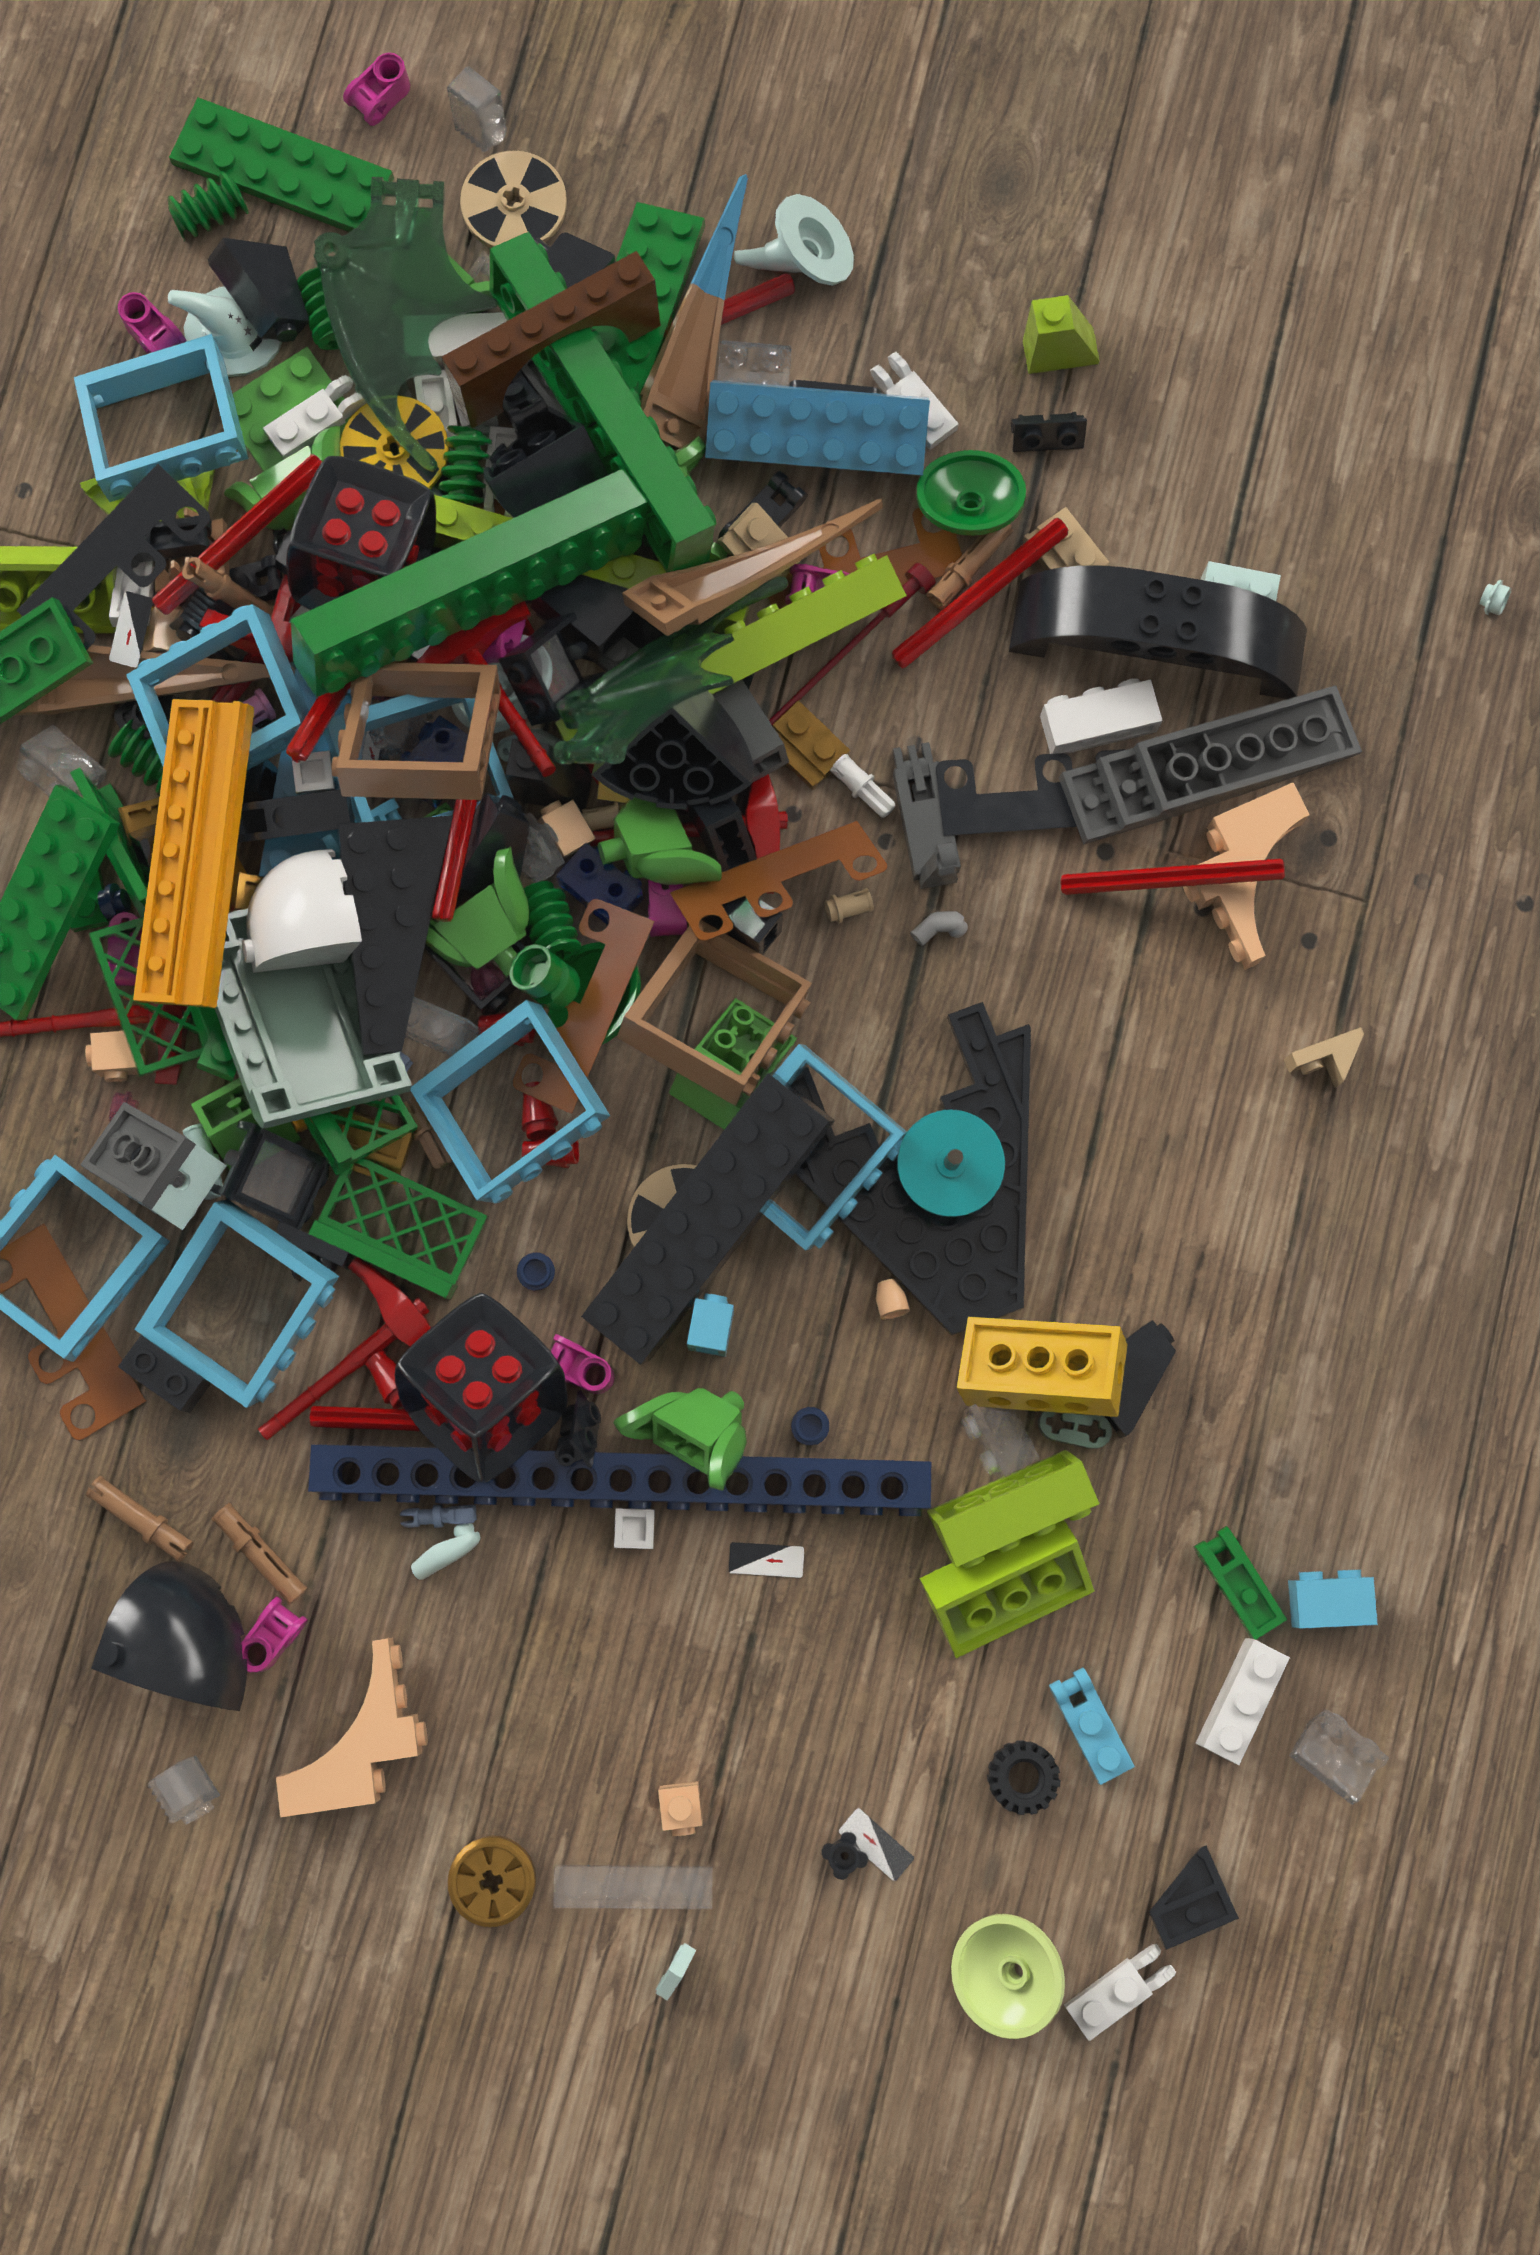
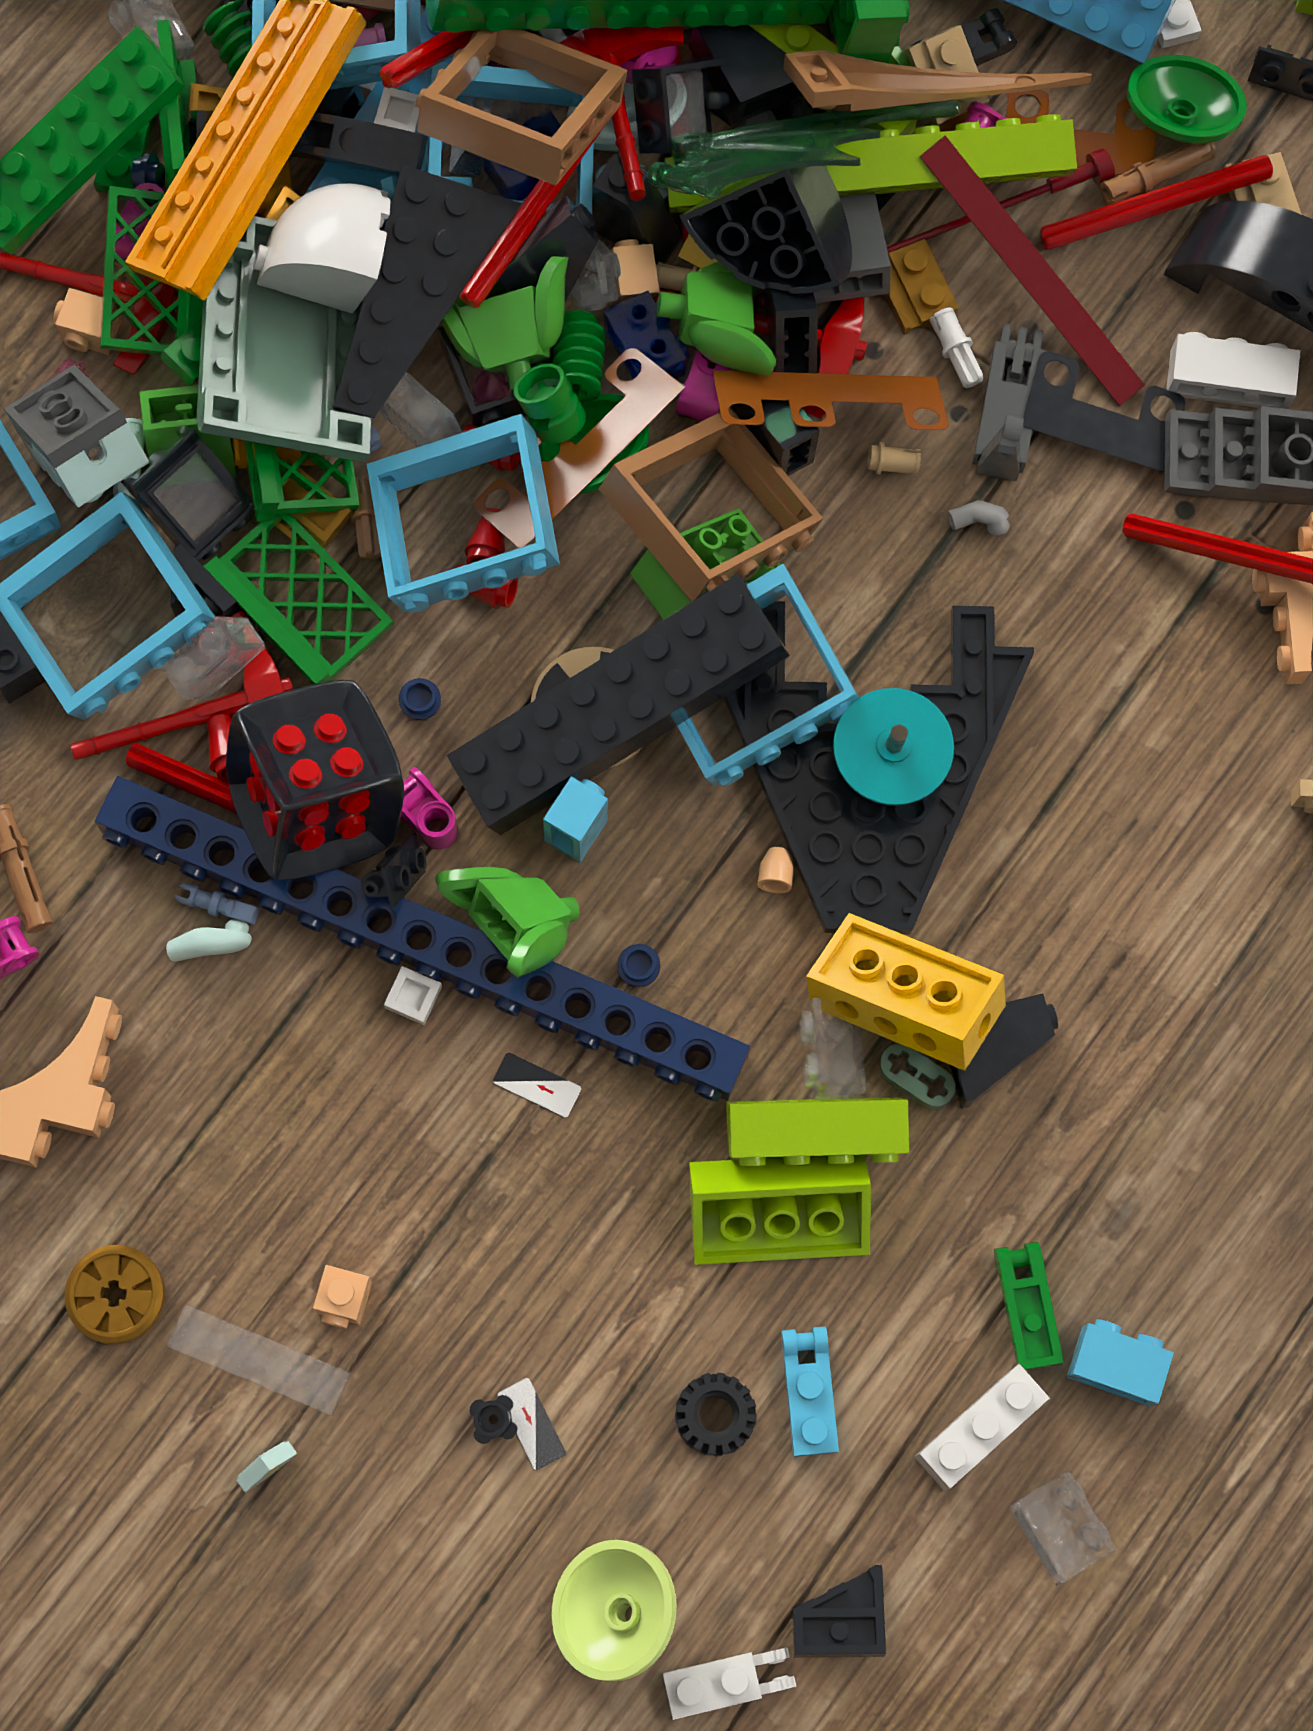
camera: 20 degrees right, 5 degrees down
(349, 1309) = (213, 657): none -> clear brick
(900, 696) = (1032, 270): none -> dark red piece

